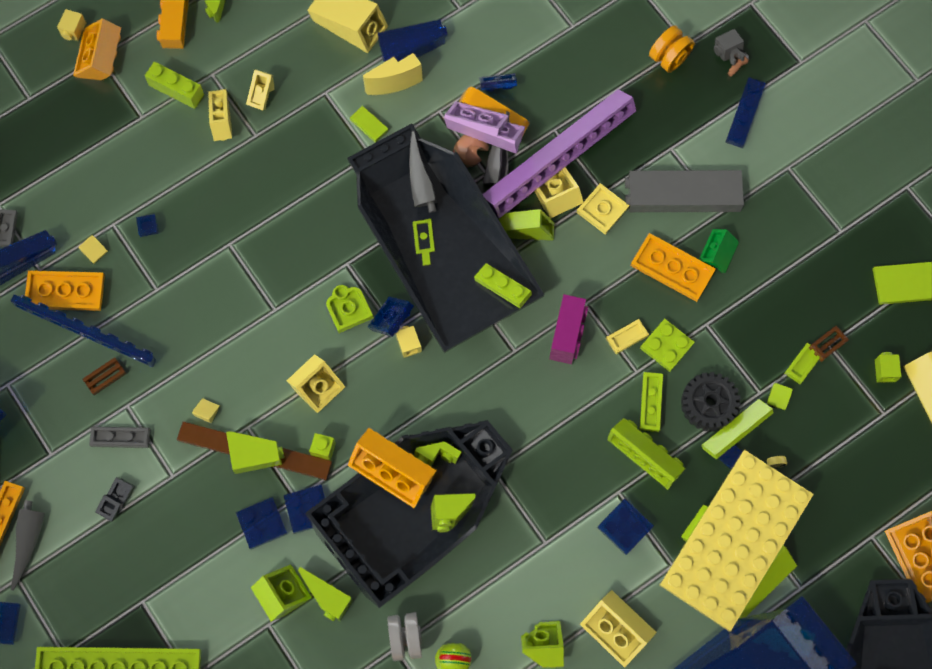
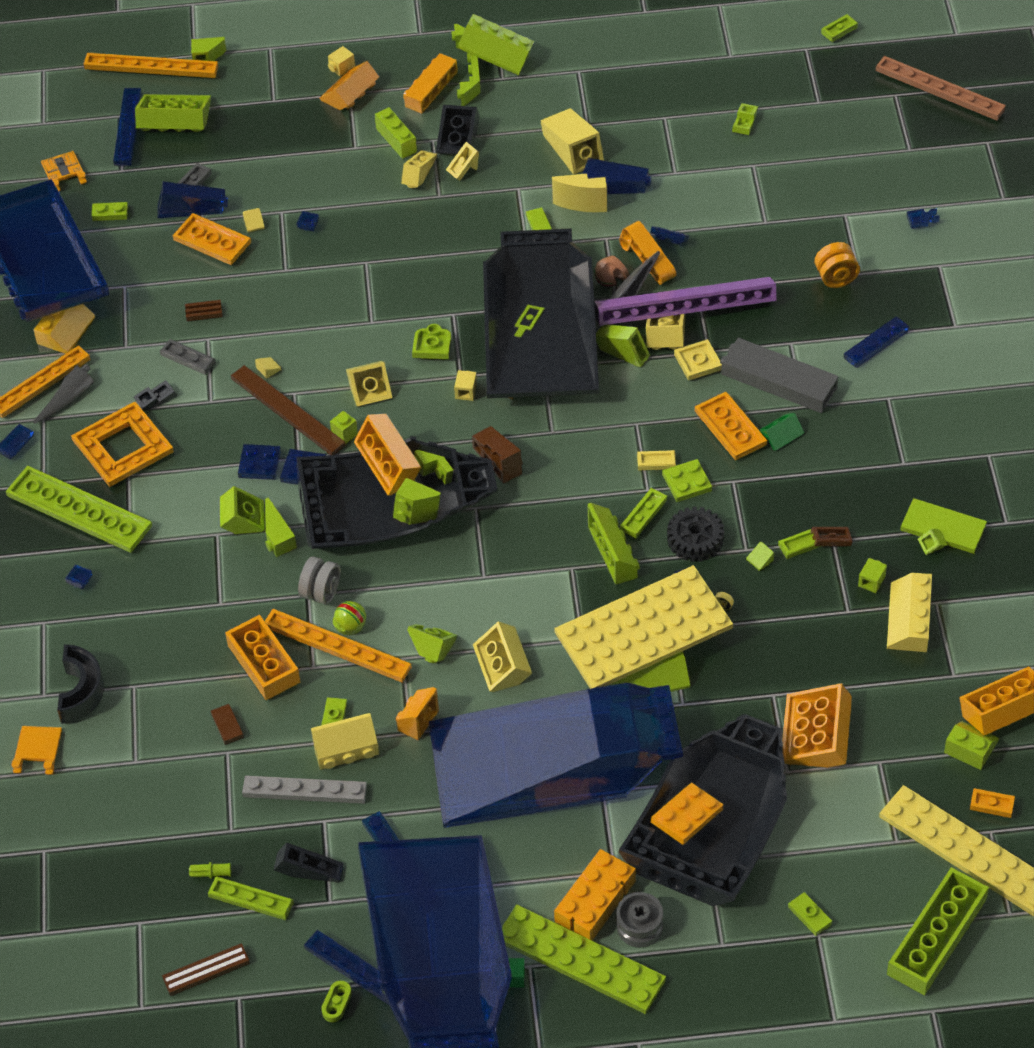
camera: 30 degrees right, 20 degrees down
(76, 326) = (212, 273): clear blue plate -> none
(128, 607) = (112, 472): none -> light orange plate
(232, 56) = (456, 128): none -> black slope
(252, 452) = (284, 405): lime slope -> none
(390, 316) = (457, 362): clear blue plate -> none
(421, 185) = (551, 278): dark grey piece -> none
(483, 404) = (503, 454): none -> reddish brown wedge
(484, 126) = (629, 251): lavender slope -> none
(503, 285) = (568, 369): lime plate -> none
(569, 329) = (604, 427): magenta brick -> none
(625, 527) = (558, 591): clear blue plate -> none
(729, 46) = (893, 285): dark grey brick -> none
(737, 429) = (704, 562): lime tile -> none
(739, 63) = (900, 301): nougat piece -> none
(916, 305) = (932, 541): none -> lime slope

